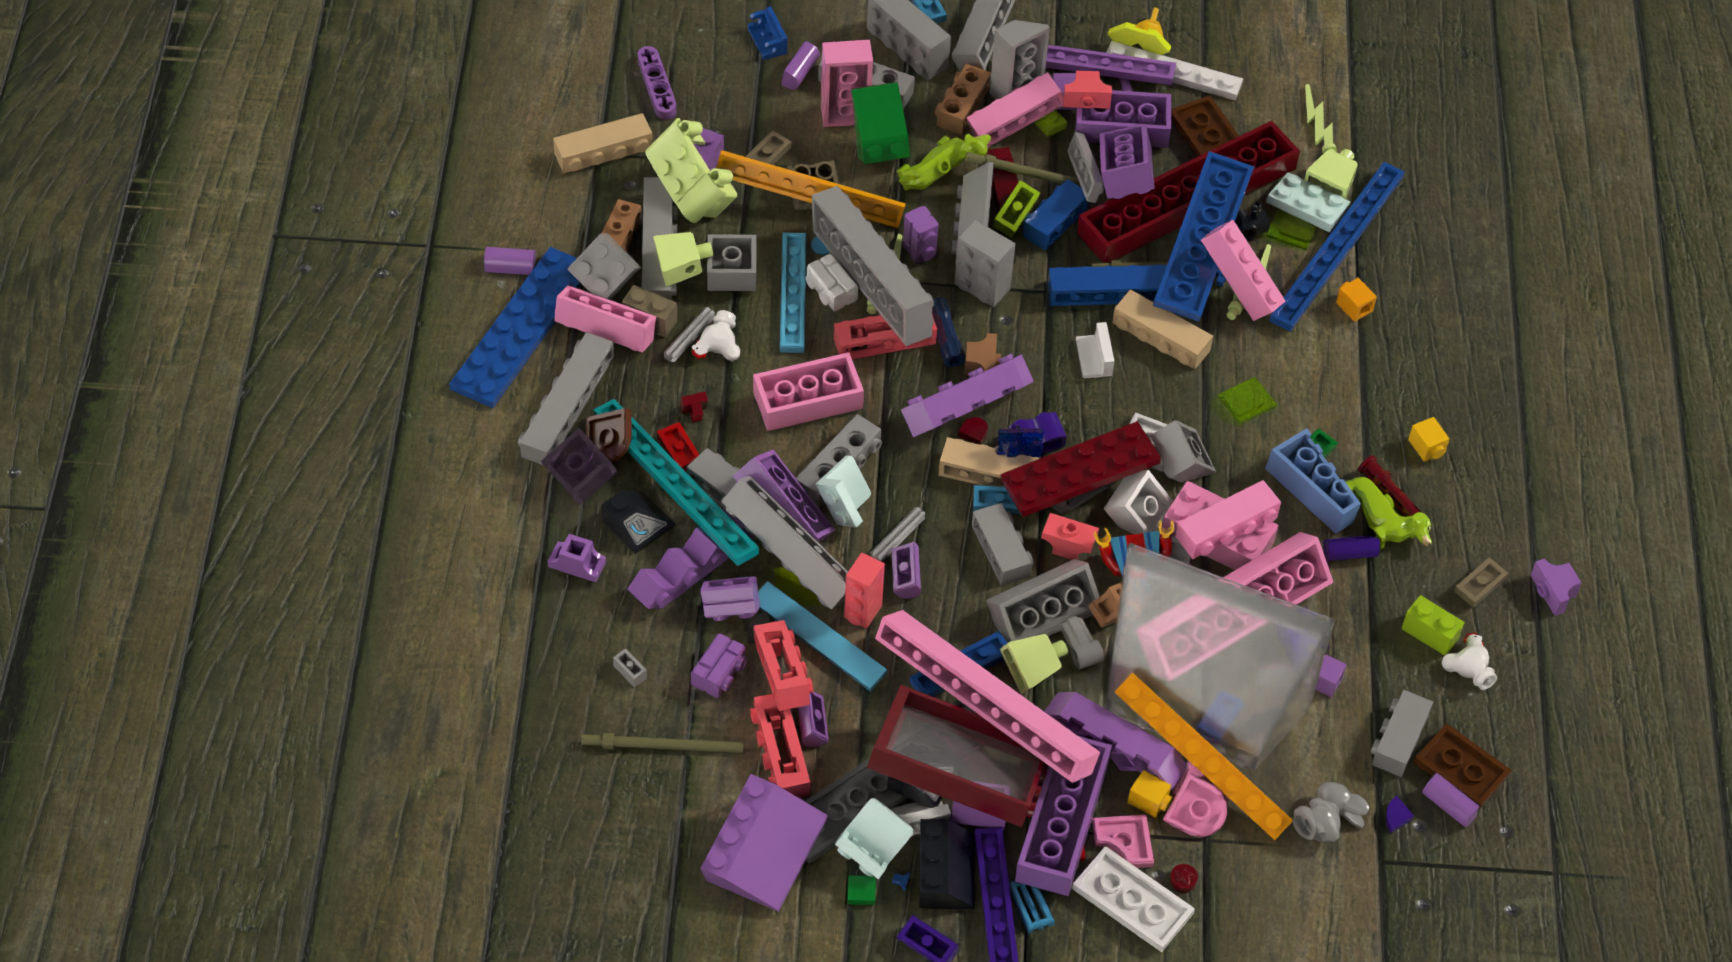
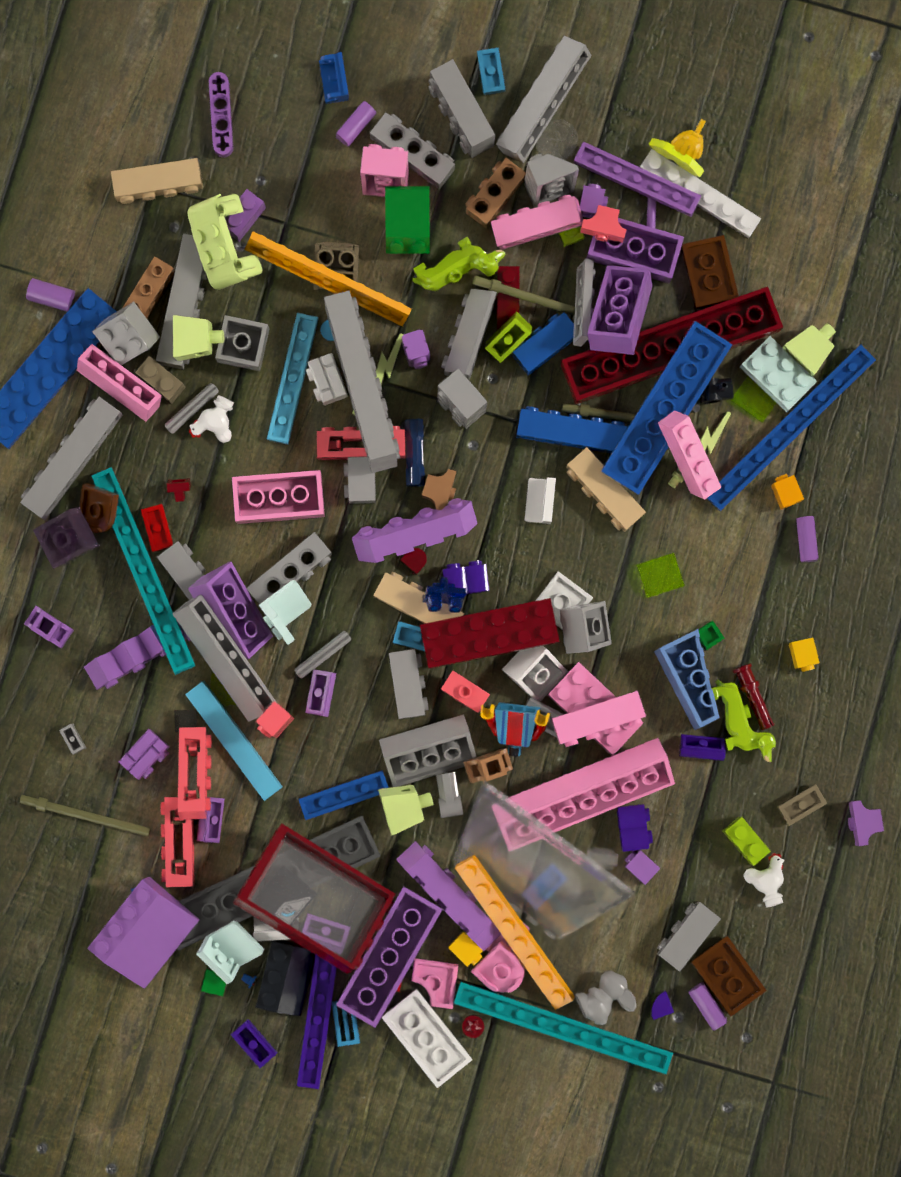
camera: 10 degrees right, 30 degrees up
(635, 519) = (108, 593): black slope -> none
(730, 598) = (166, 695): medium lavender brick -> none
(770, 148) = (303, 219): dark tan plate -> none
(894, 365) = (360, 481): none -> light grey brick
(988, 696) = (351, 844): bright pink brick -> none
(1291, 856) = (563, 1027): none -> teal plate
(1318, 115) = (814, 295): yellowish green piece -> none
(1393, 336) = (807, 539): none -> medium lavender brick

